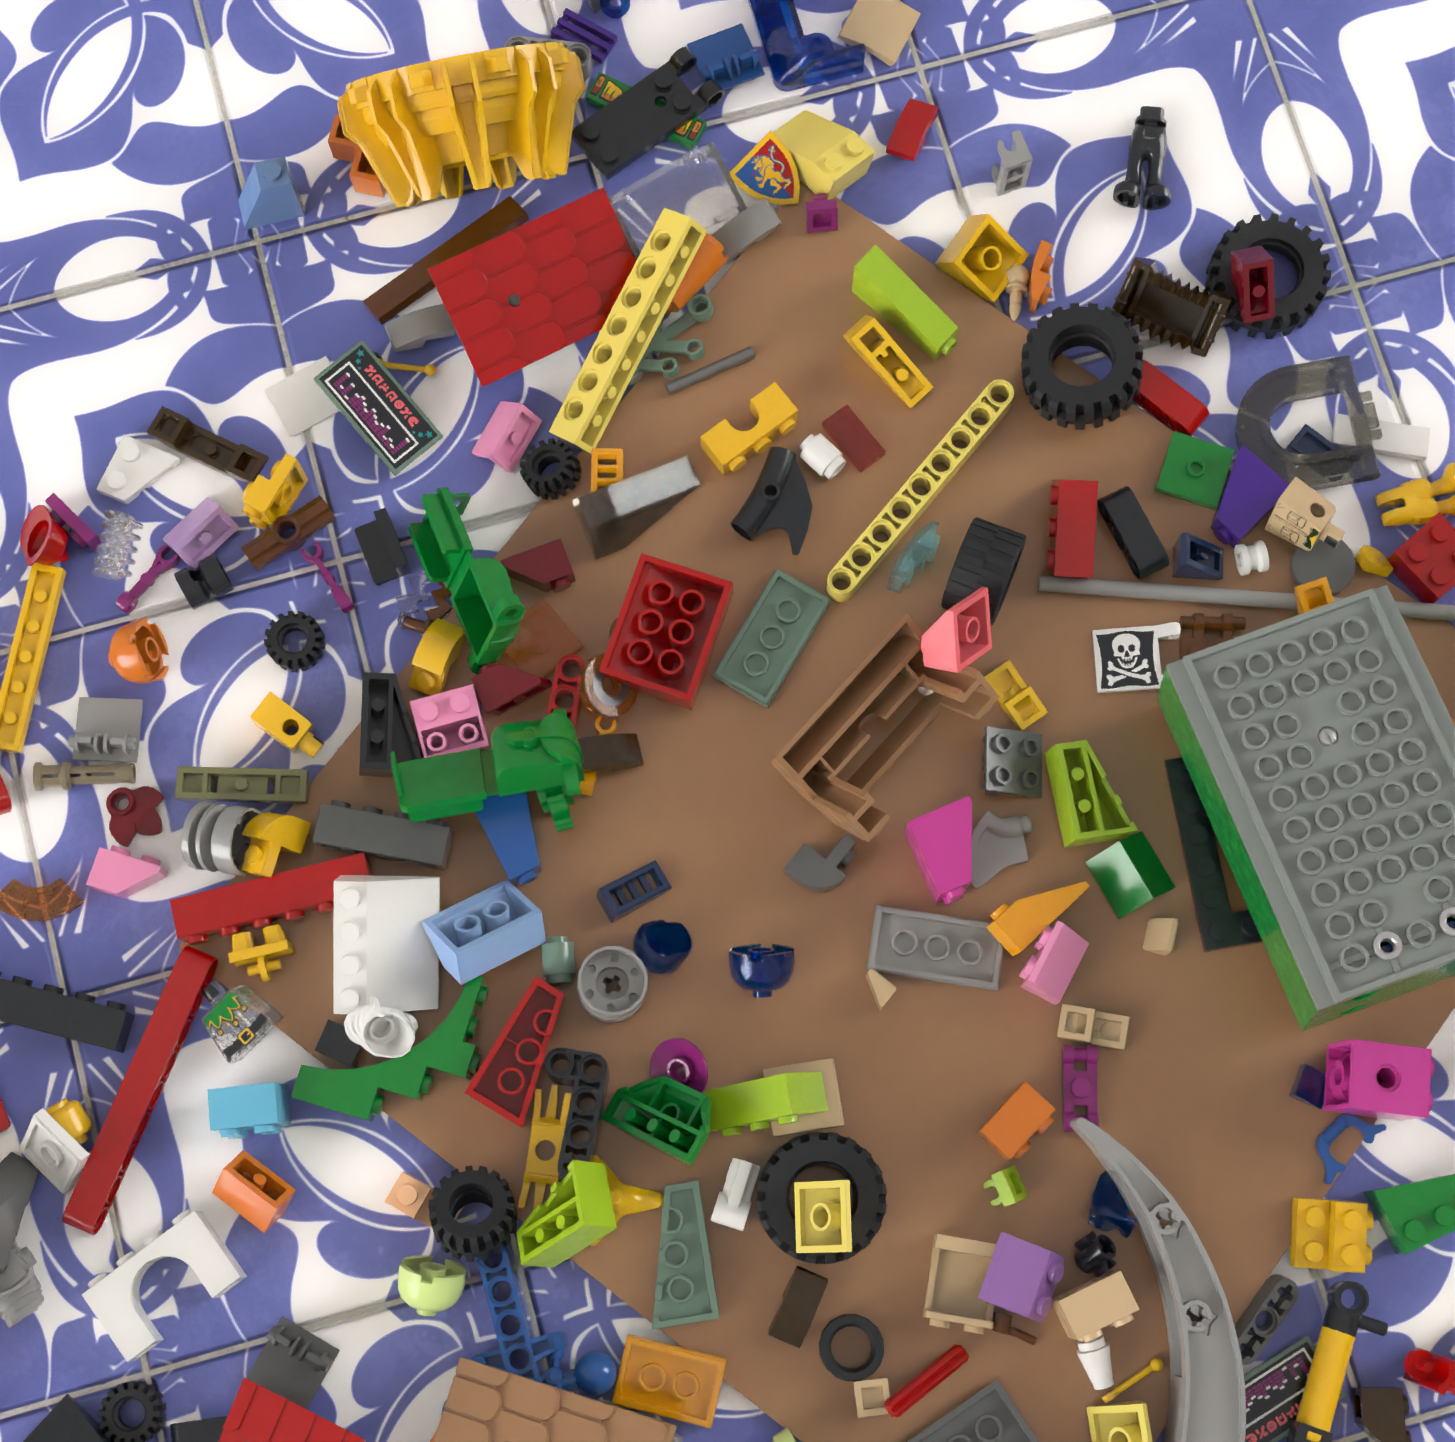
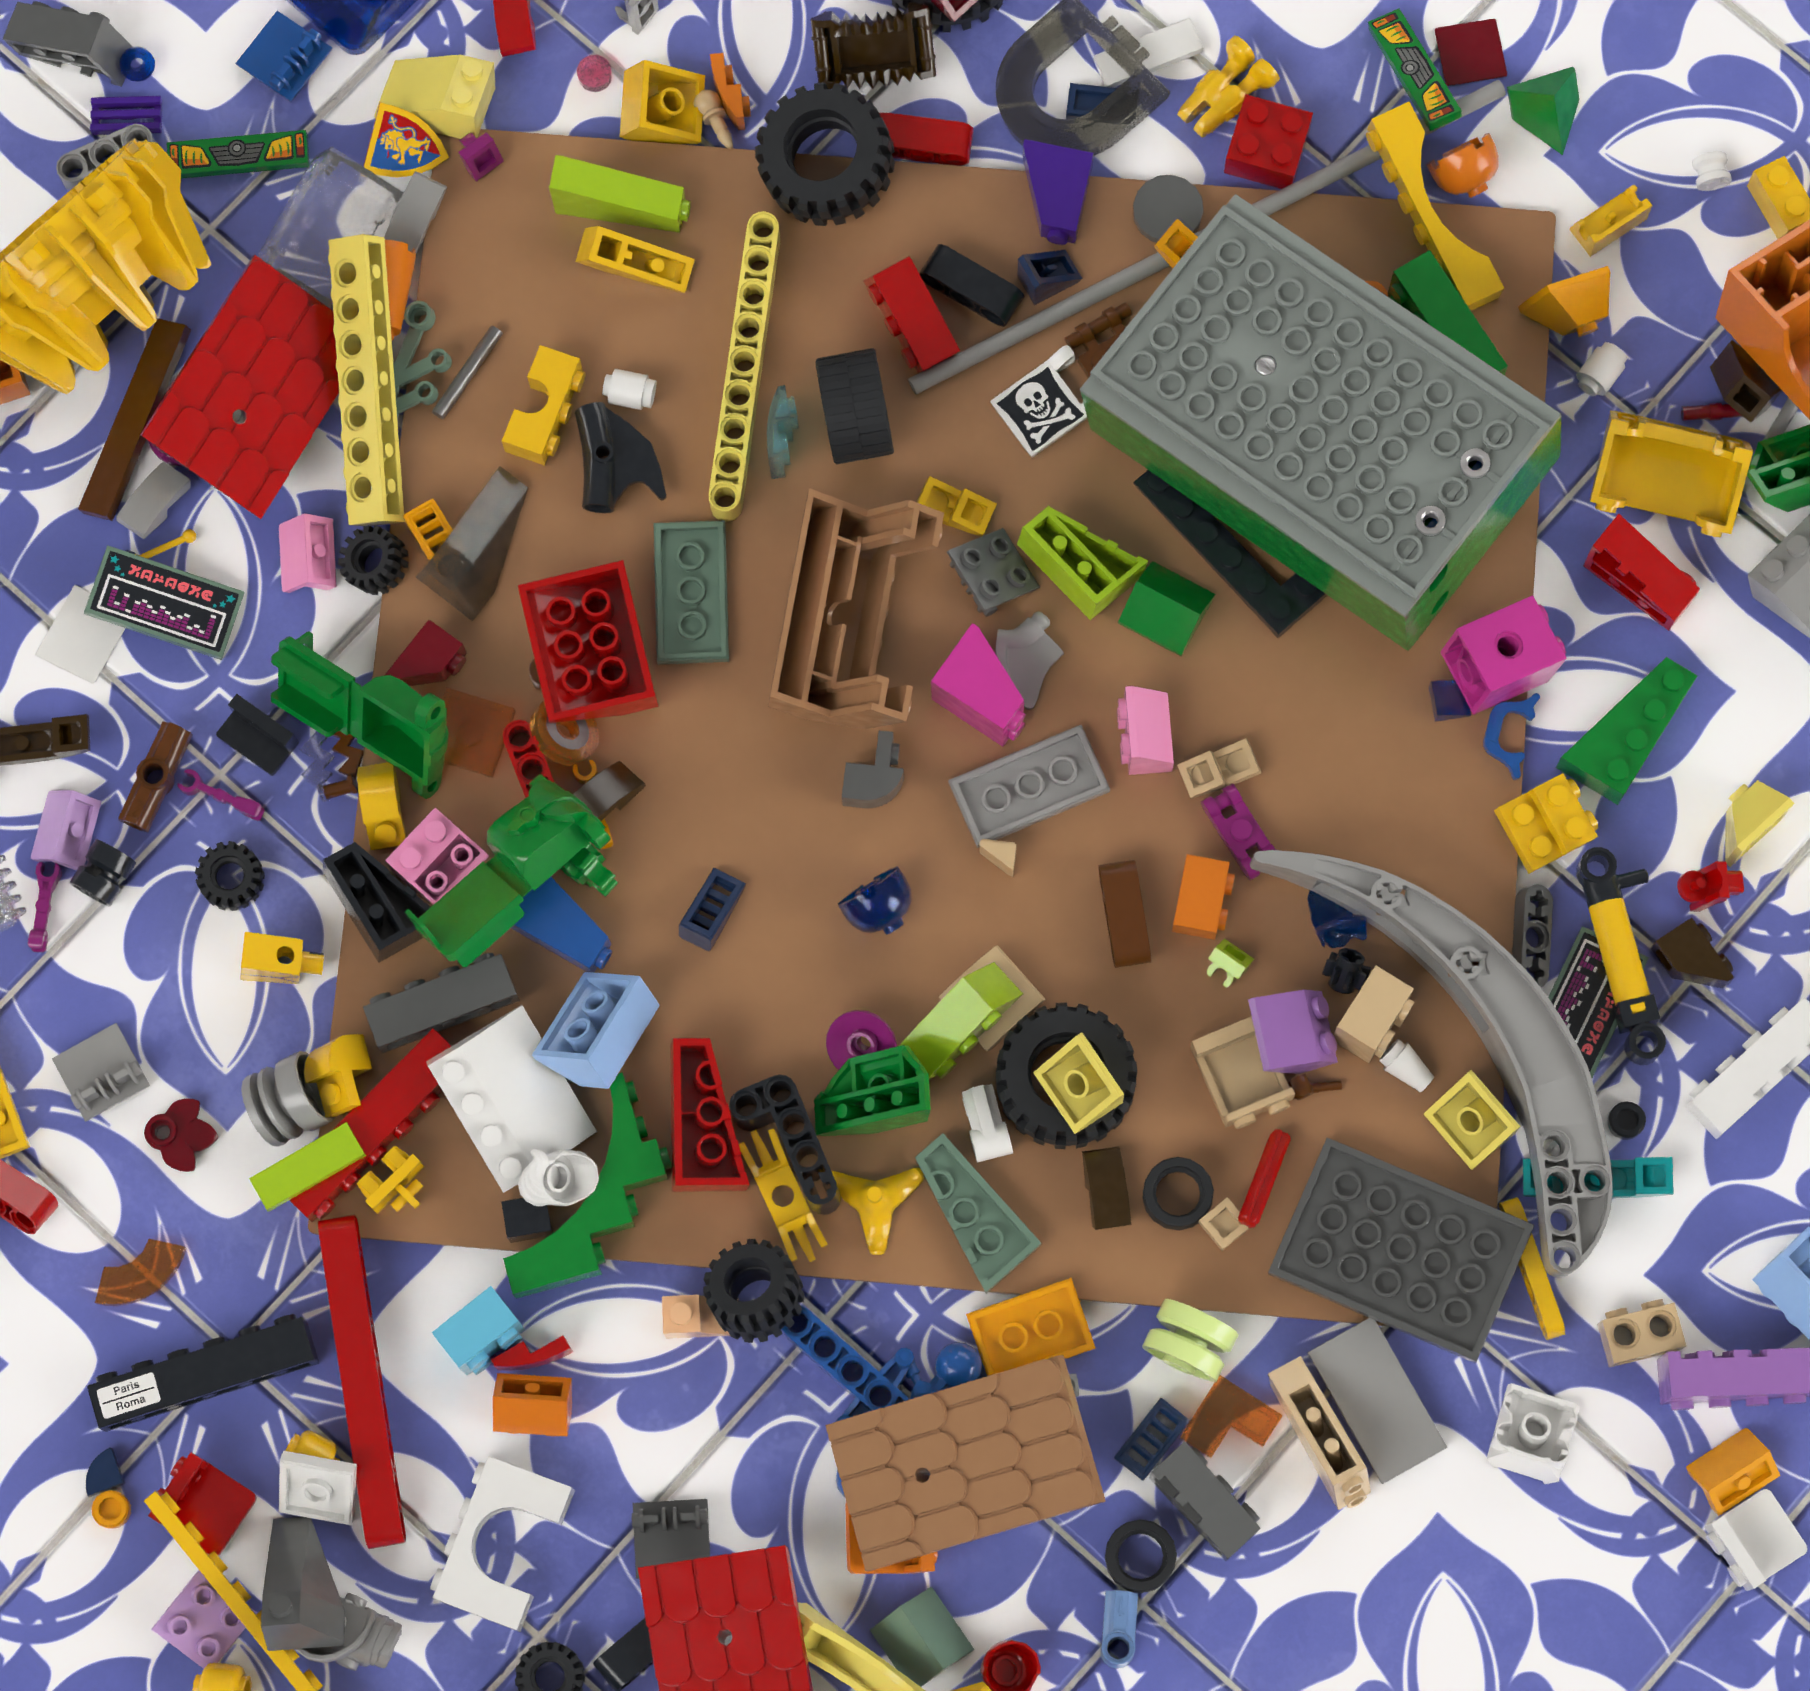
camera: 30 degrees left, 0 degrees up
(66, 775) = (146, 1104): dark tan pin -> none
(124, 875) = (209, 1196): bright pink slope -> none
(138, 652) = (82, 980): orange cylinder -> none
(201, 900) = (307, 1167): none -> lime tile
(237, 1019) = (412, 1259): clear torso -> none
(241, 785) = (270, 1040): olive hinge -> none
(273, 498) = (117, 751): yellow plate -> none
(273, 1148) = (521, 1358): none -> red slope
(429, 1284) = (754, 1384): yellowish green cylinder -> none
(506, 687) = (468, 791): dark red slope -> none
(558, 960) = (682, 1014): sand green brick -> none
(570, 1219) = (847, 1236): lime wedge -> none
(608, 965) = (748, 983): light grey wheel -> none
(635, 124) = (238, 173): black hinge -> none
(662, 946) = (773, 940): clear blue hair -> none
(853, 438) = (648, 354): clear red tile -> none
(947, 205) = (594, 73): none -> clear pink tile
(948, 1096) = (1124, 913): none -> reddish brown beam
(959, 634) = (870, 478): coral slope -> none
(1027, 917) = (1096, 702): light orange slope -> none
(1156, 1364) = (1462, 1036): yellow hinge -> none
(1160, 935) = (1229, 646): tan slope -> none
(1194, 470) = (992, 191): green plate -> none
(1251, 558) = (1097, 242): white wheel -> none
(1304, 517) = (1123, 175): tan torso -> none
(1373, 561) = (1213, 177): yellow tile -> none

